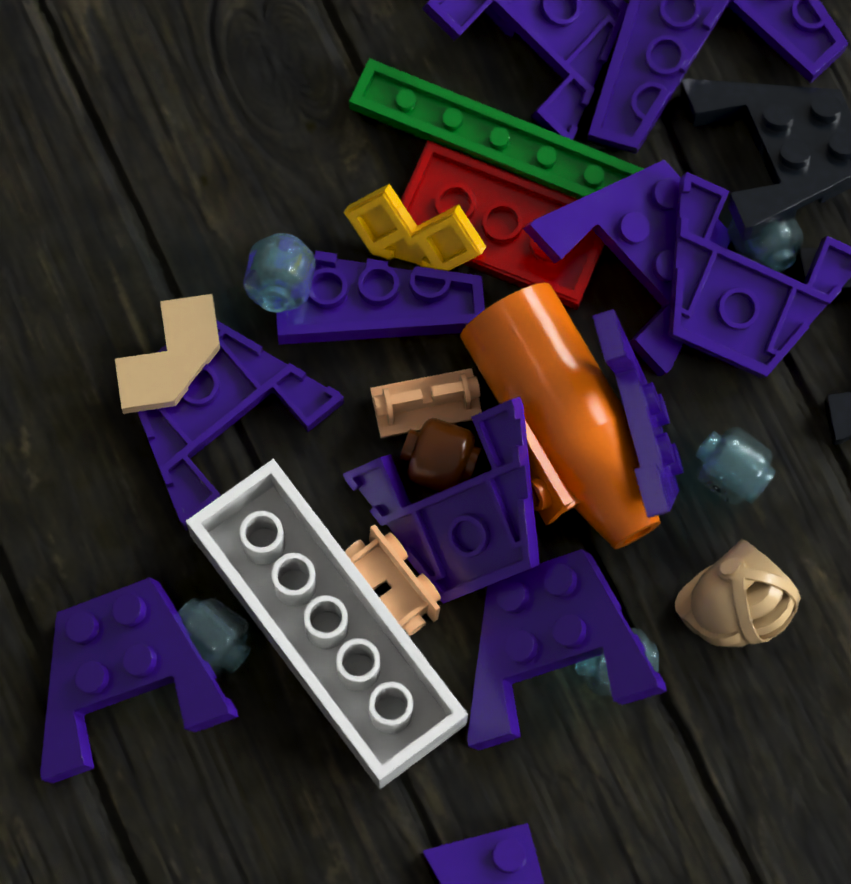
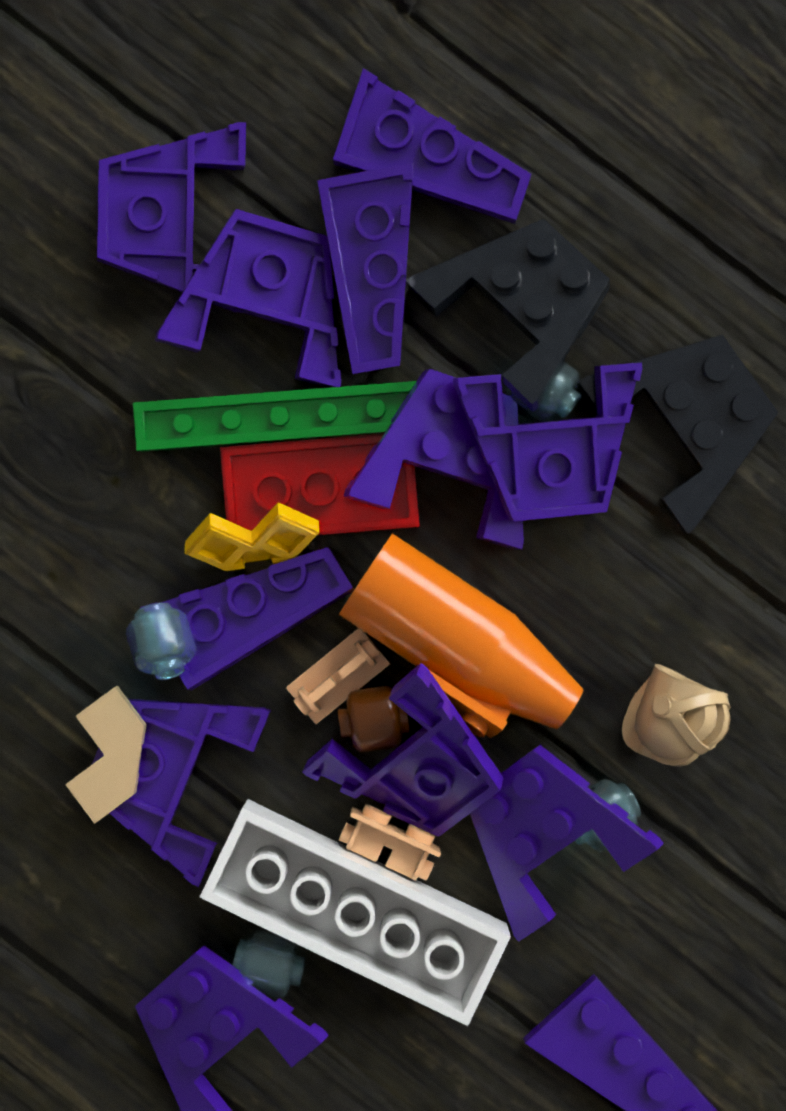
camera: 25 degrees left, 15 degrees up
(645, 415) = (546, 630): dark purple wing -> none
(734, 465) = (617, 601): clear light blue head -> none

